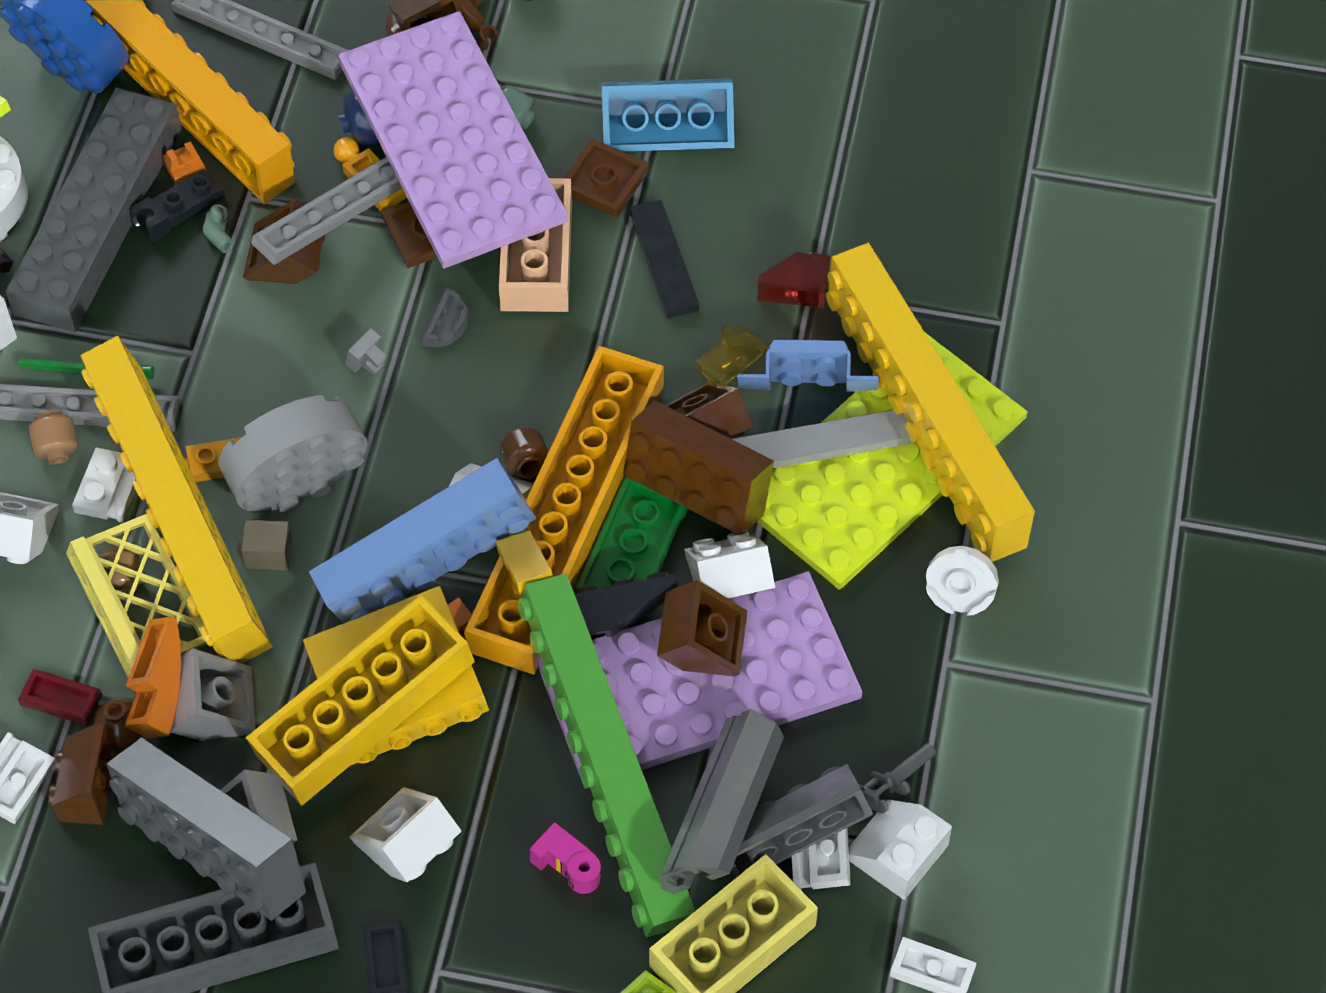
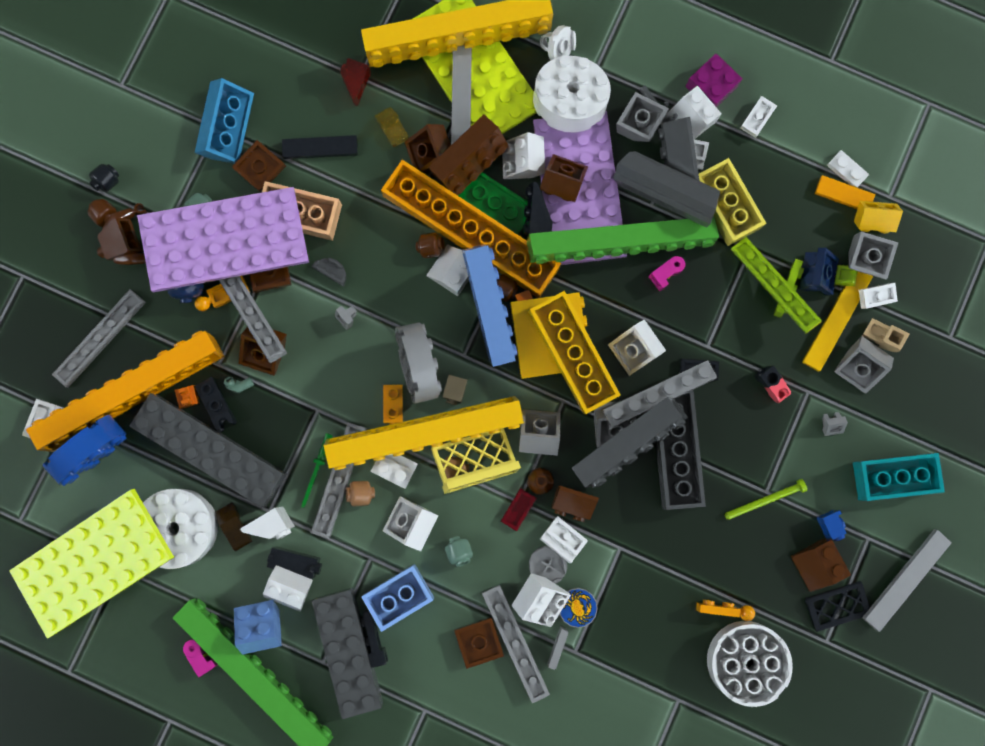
camera: 80 degrees left, 25 degrees up
(156, 679) = (529, 457): orange slope -> none
(323, 881) = (647, 399): none -> light grey plate
(469, 583) = (508, 287): none -> reddish brown head
(523, 559) = (512, 254): yellow tile -> none
(808, 362) = (421, 68): medium blue piece -> none
(858, 737) = (641, 118): none -> light grey slope
(869, 612) = (571, 93): none -> white brick
(975, 867) = (715, 80): none -> magenta brick

